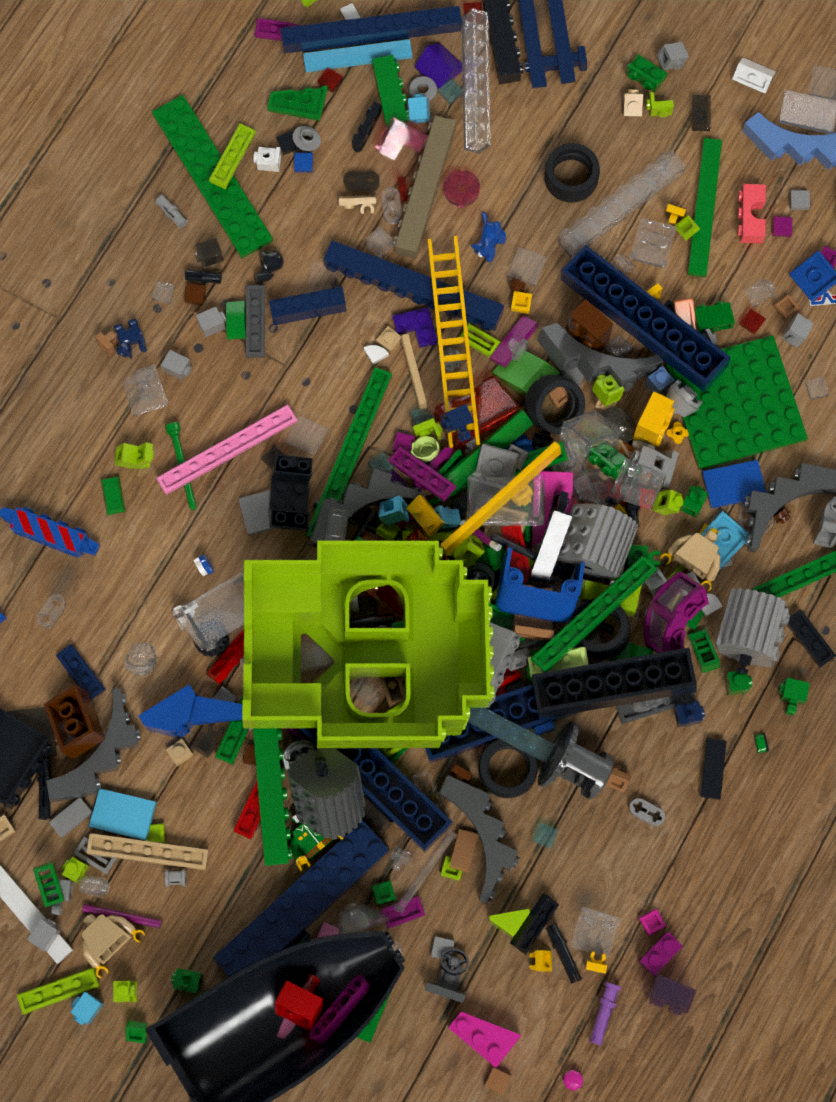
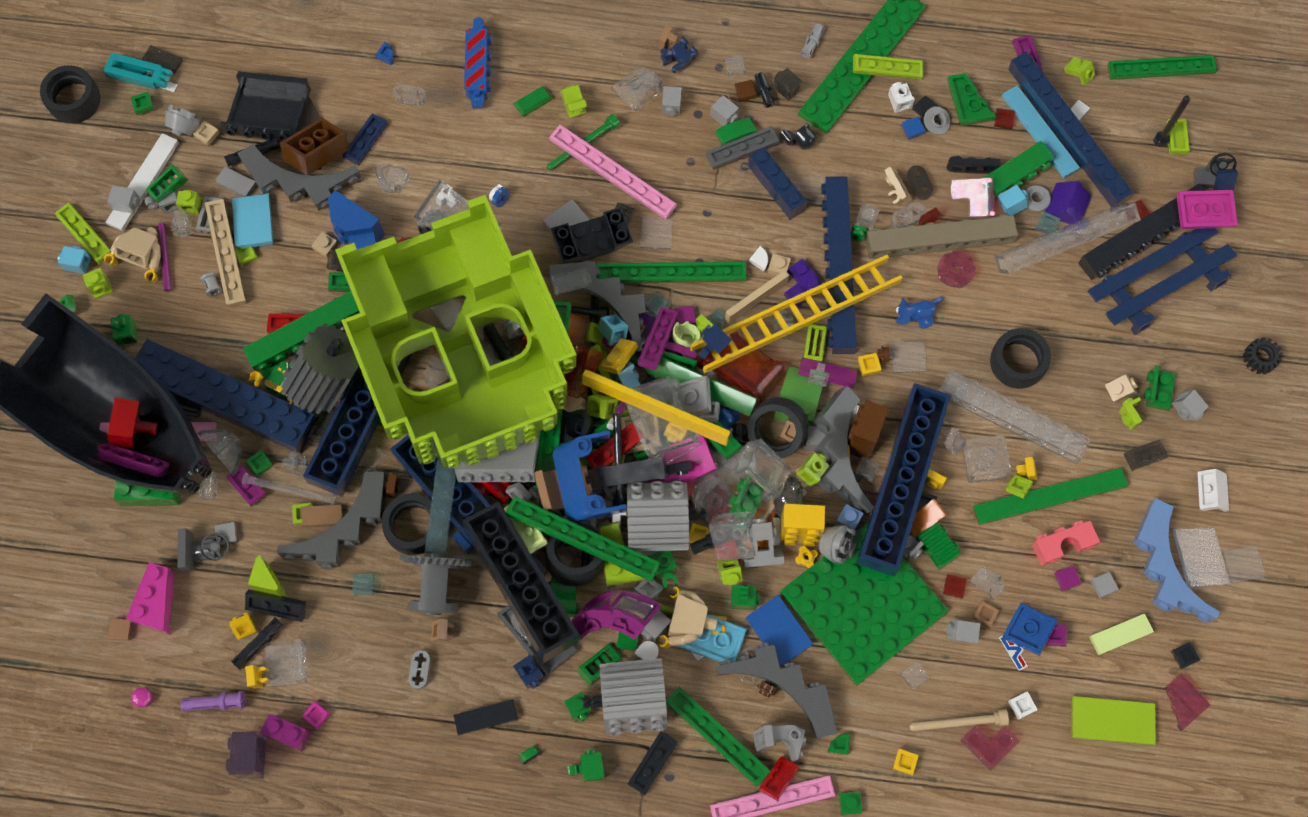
camera: 65 degrees right, 5 degrees down
(389, 255) = (858, 232): none -> green bush

